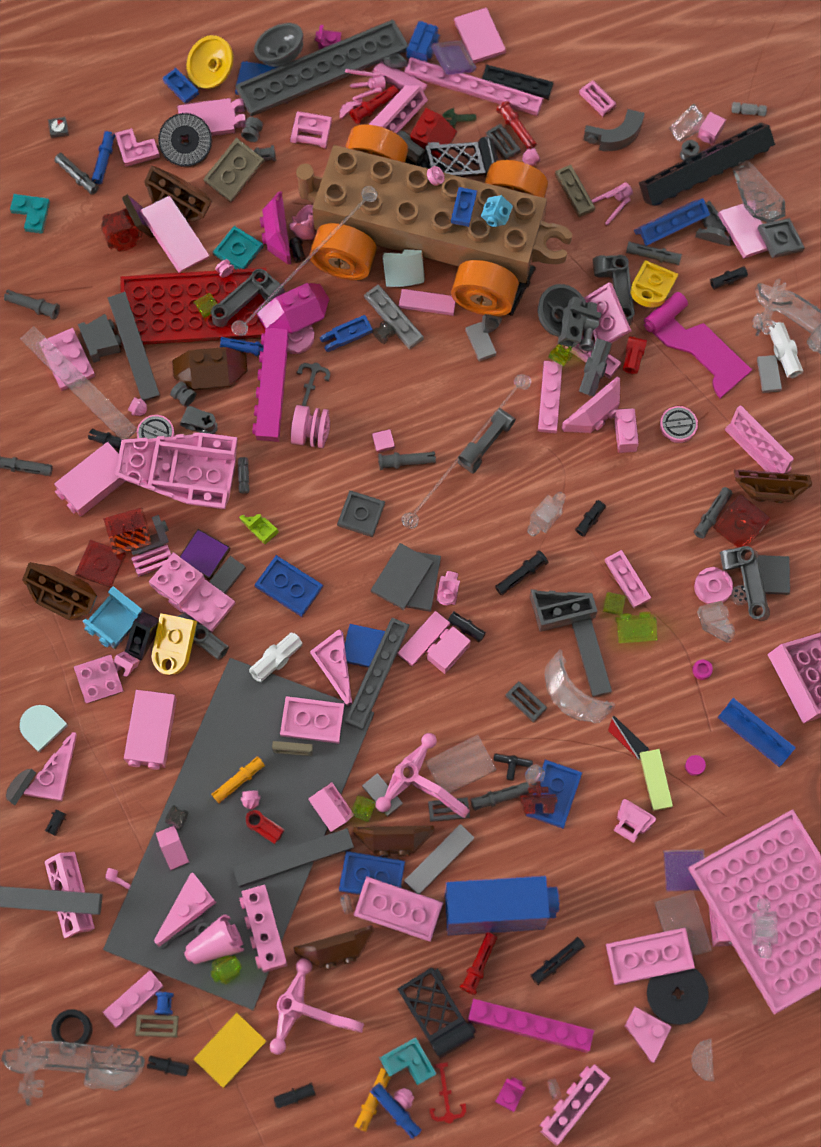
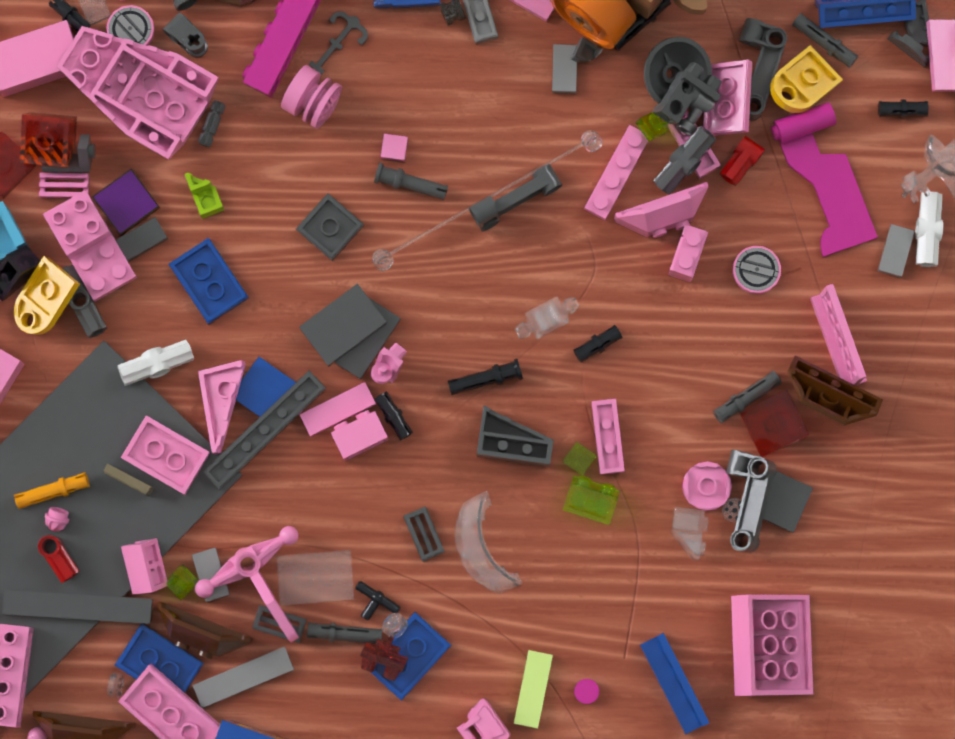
camera: 25 degrees right, 10 degrees up
(591, 658) = (523, 513): dark grey tile -> none
(626, 737) = (522, 625): sticker -> none
(702, 669) = (647, 581): dark pink tile -> none

